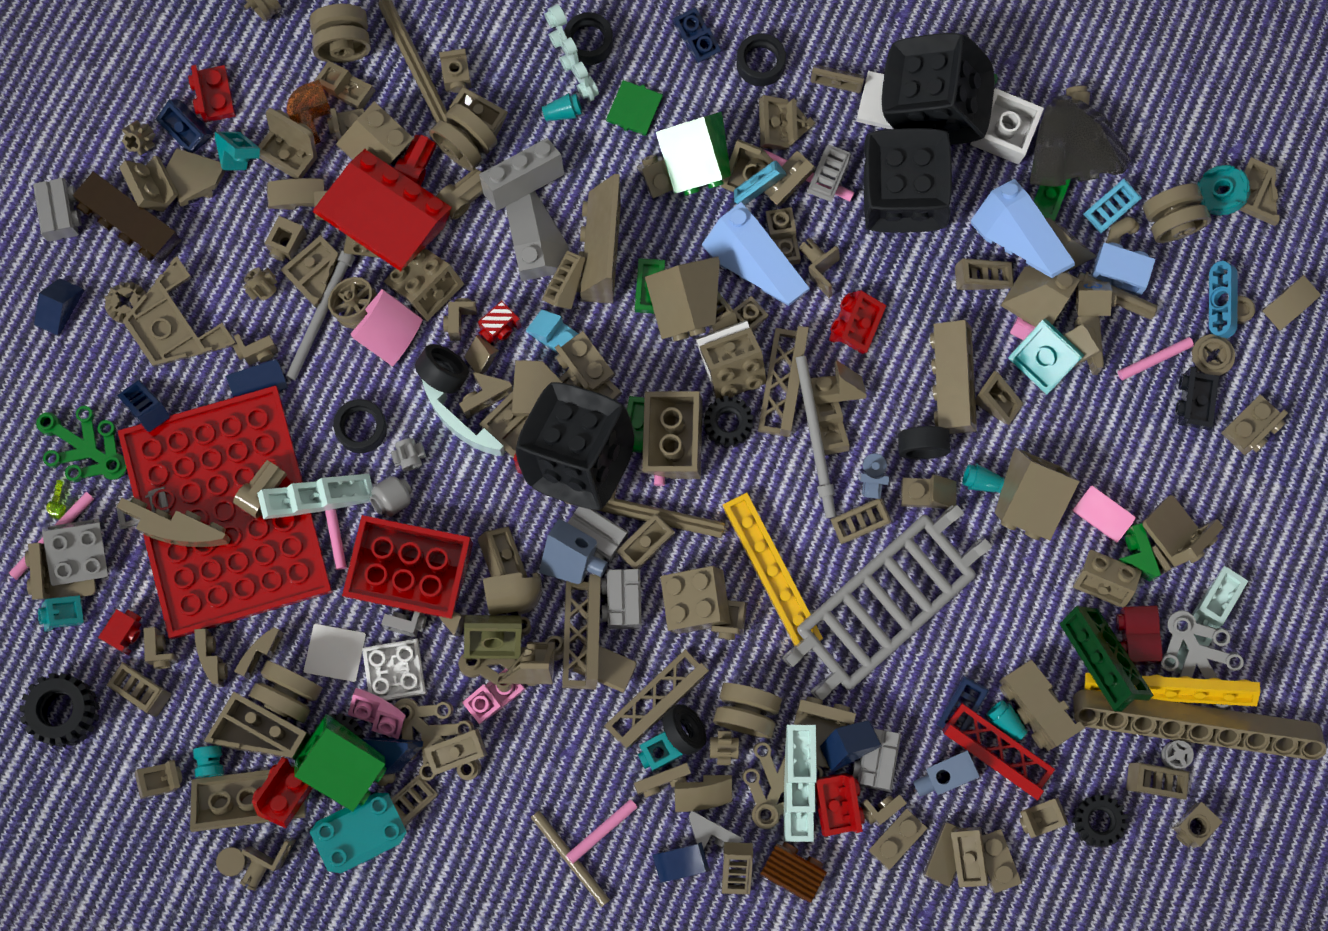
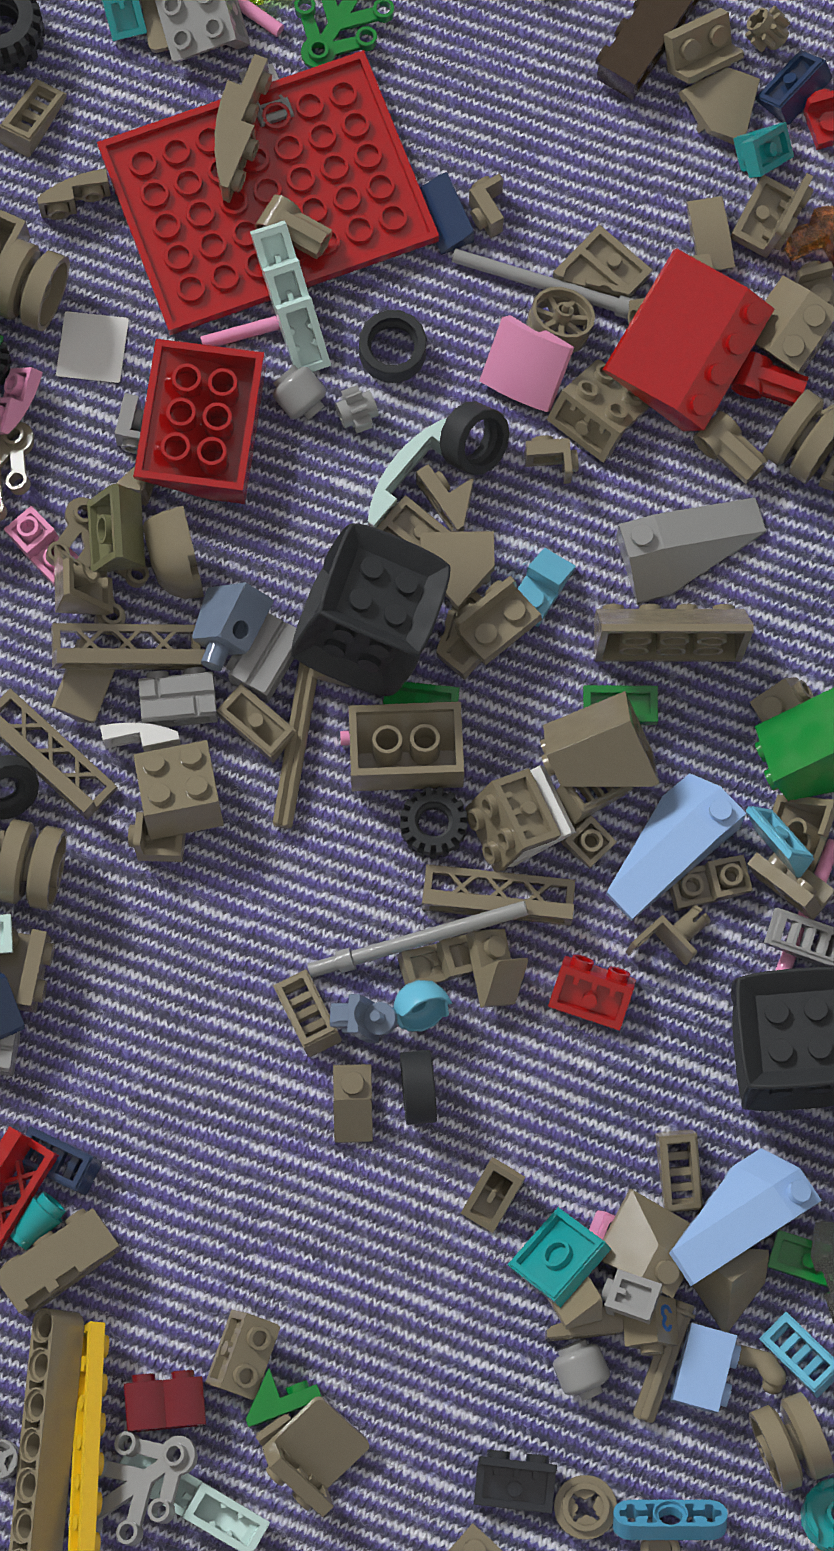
camera: 85 degrees right, 0 degrees up
(113, 301) = (541, 57): dark tan gear -> none
(122, 630) = (103, 86): red brick -> none
(145, 407) = (396, 79): dark blue slope -> none
(153, 646) = (84, 126): dark tan bracket -> none
(162, 328) = (507, 88): dark tan wing -> none
(260, 284) = (577, 201): dark tan gear -> none
(265, 645) = (90, 256): dark tan slope -> none
(284, 231) = (649, 217): dark tan brick -> none
(394, 670) = (71, 421): white tile -> none
(480, 355) = (501, 490): dark tan slope -> none
(498, 323) = (547, 508): red brick -> none
(501, 552) = (230, 543): dark tan slope -> none
(522, 174) = (762, 519): light grey brick -> none
(565, 281) = (607, 587): dark tan slope -> none
(651, 622) = (152, 736): none -> white slope
(768, 565) = (227, 893): yellow plate -> none
(862, 437) = (421, 1005): none -> medium azure hair
(909, 627) = (224, 1013): light grey bar -> none
(954, 377) = (518, 1127): dark tan brick -> none
(982, 479) = (375, 1176): teal cone -> none
(1034, 495) = (355, 1245): dark tan slope -> none
(1081, 304) = (631, 1296): none -> light grey bracket
(1104, 514) = (337, 1350): bright pink slope -> none
(1104, 658) = (125, 1339): dark green fence -> none
(1122, 348) = (581, 1369): none -> light grey head
(1155, 358) = (574, 1423): bright pink bar -> none

